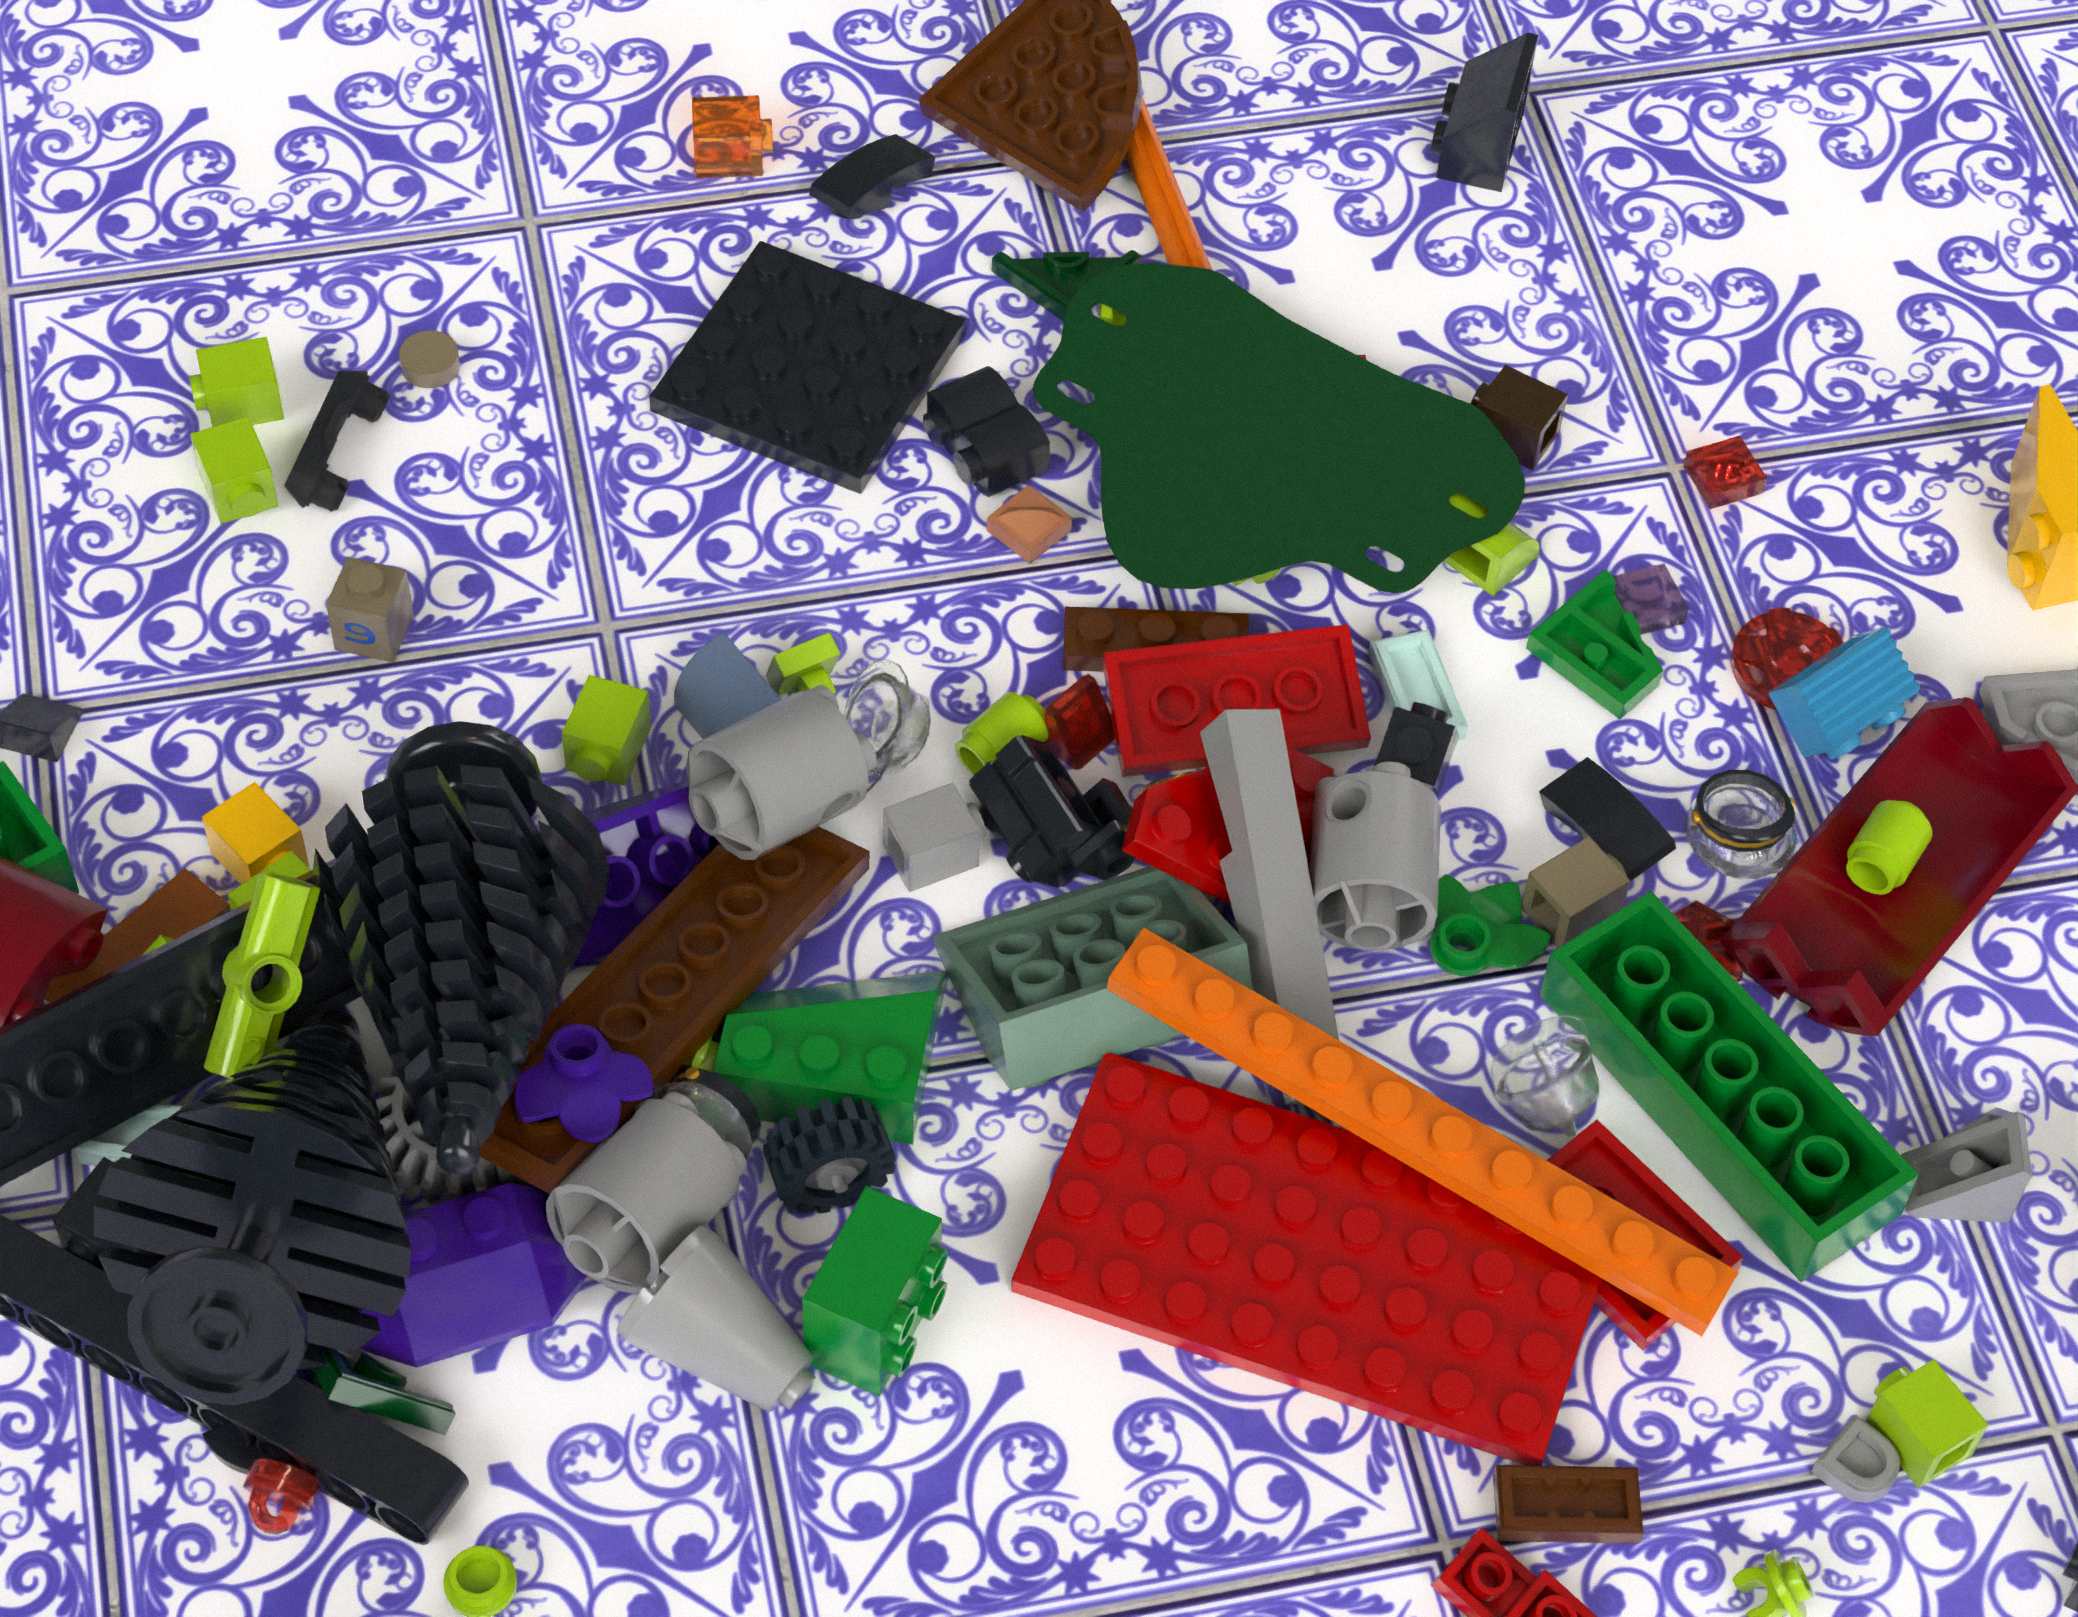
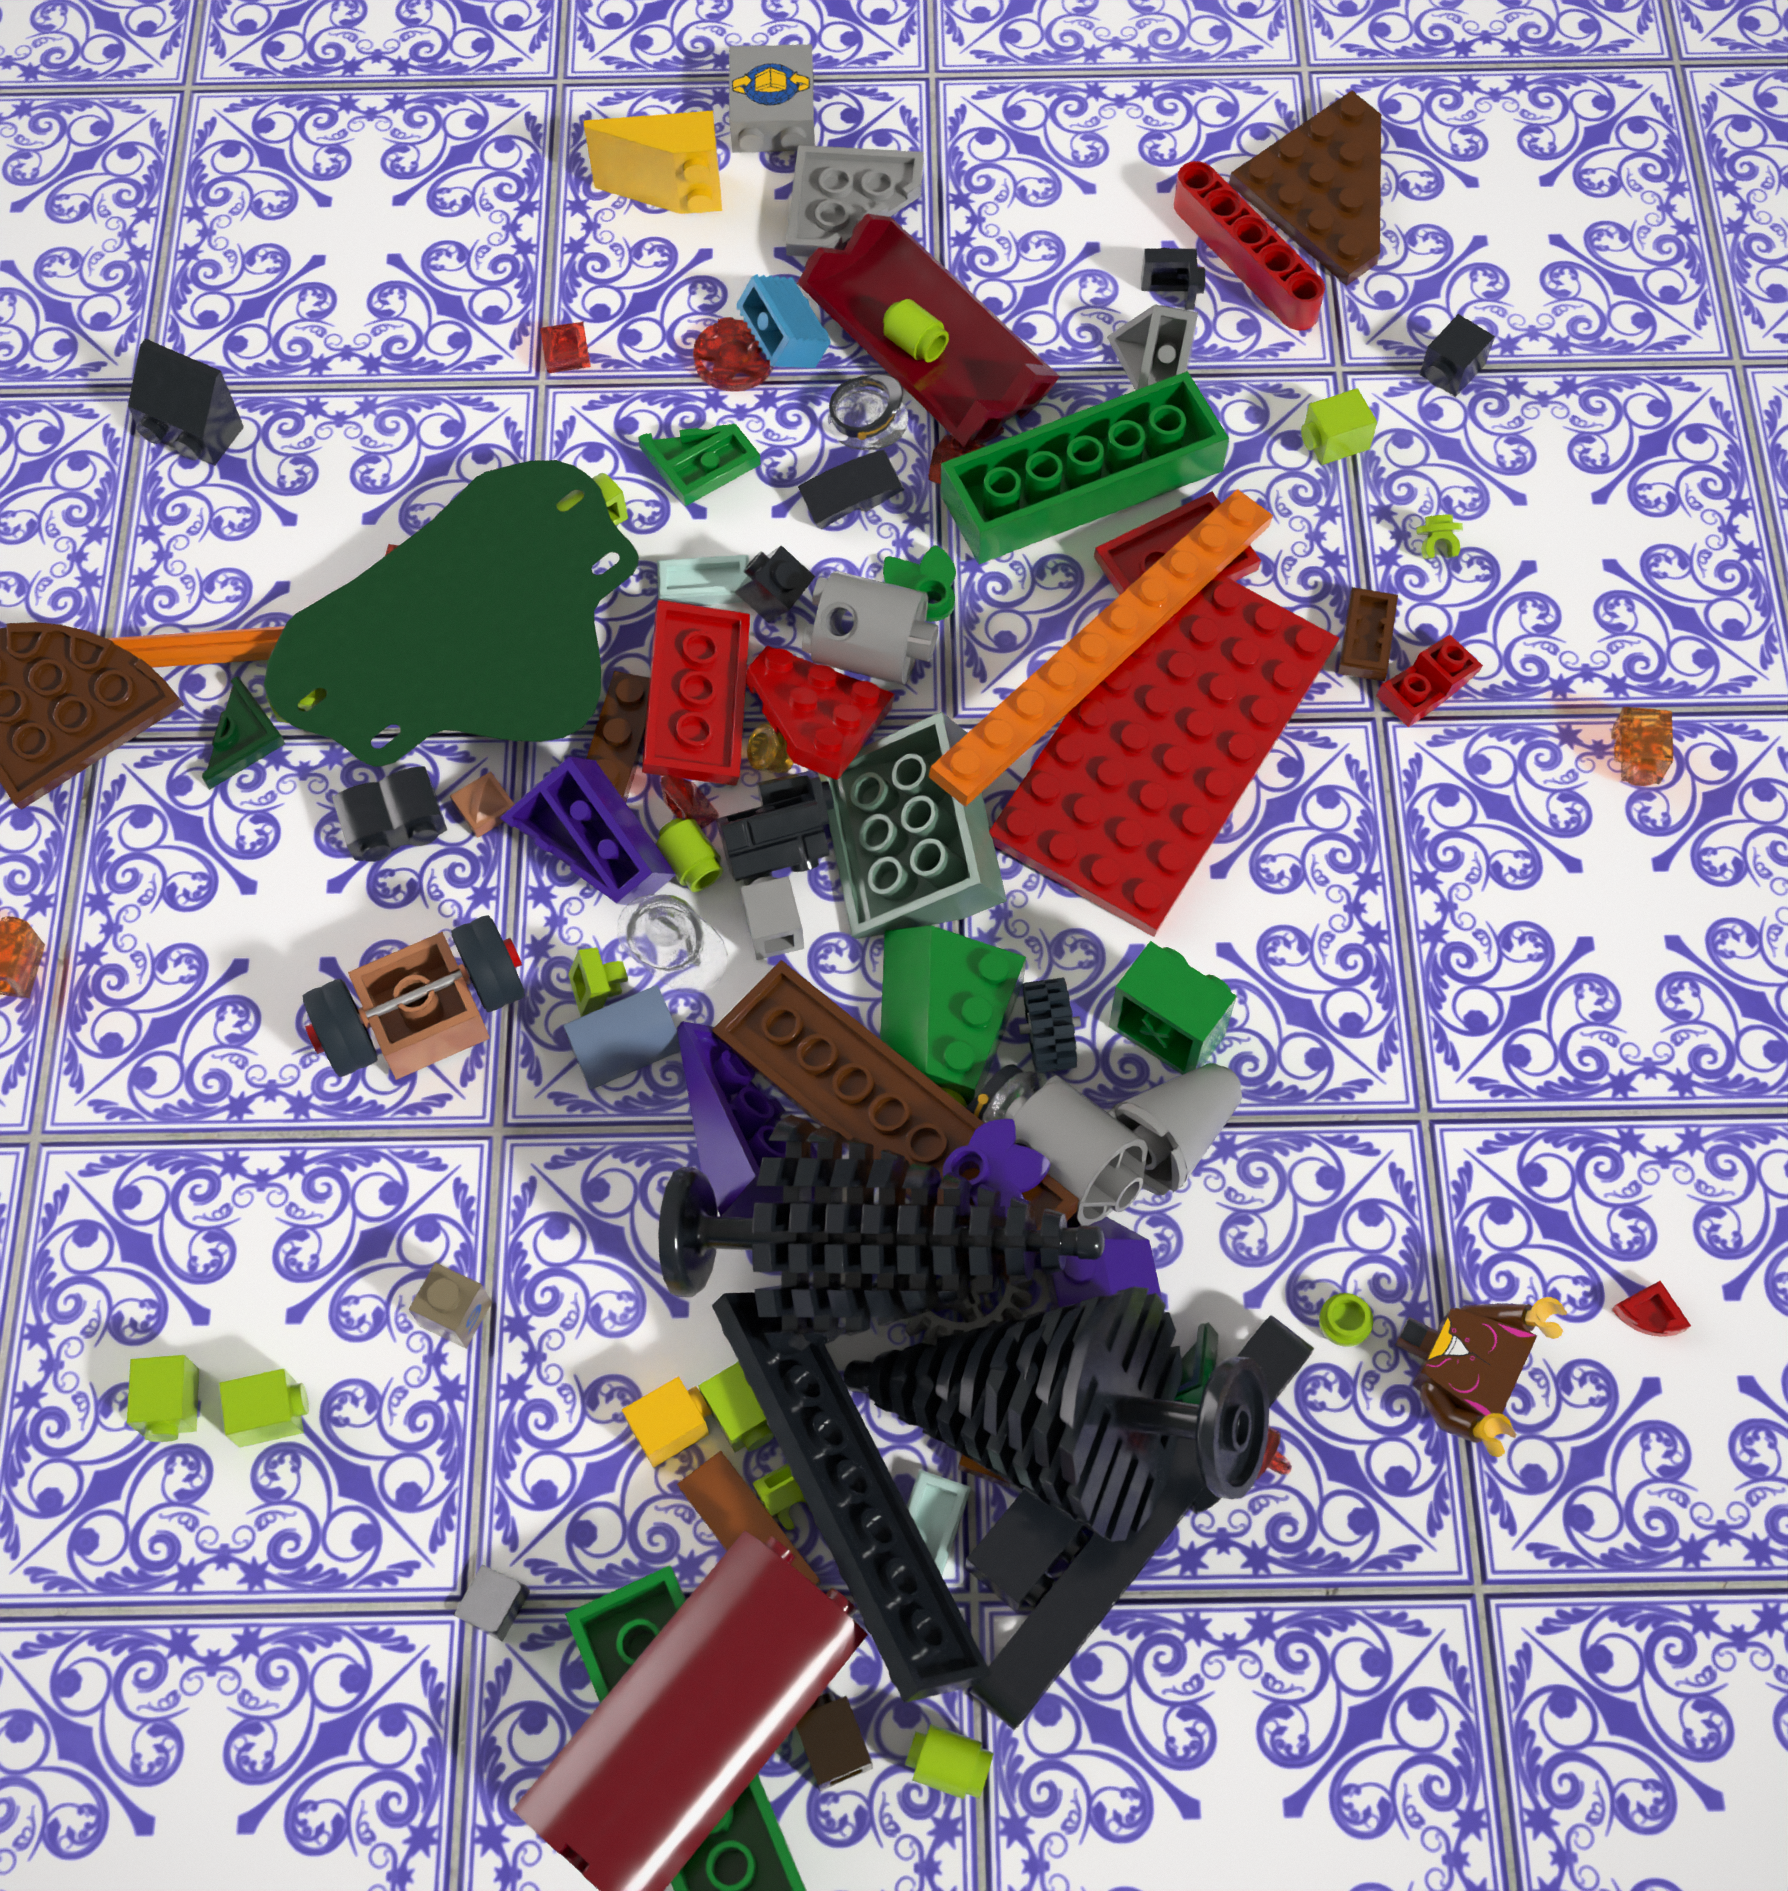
camera: 75 degrees left, 10 degrees up
(274, 936) = (842, 1406): lime piece -> none
(309, 476) = (211, 1308): black piece -> none
(429, 359) = (174, 1235): dark tan tile -> none
(606, 730) = (618, 1136): lime brick -> none
(728, 488) = (415, 1001): none -> brick
(778, 773) = (722, 998): light grey cylinder -> none
(808, 366) = (268, 930): black plate -> none
(867, 175) = (88, 854): black slope -> none
(997, 624) = (592, 831): none -> dark purple wedge
(1269, 864) = (876, 688): light grey slope -> none
(1523, 412) = (477, 451): dark brown brick -> none
(1547, 1074) = (1050, 567): clear piece -> none
(1575, 891) = (909, 519): dark tan brick -> none
(1651, 598) = (661, 418): clear purple tile -> none
(1859, 1463) = (1352, 473): light grey tile -> none

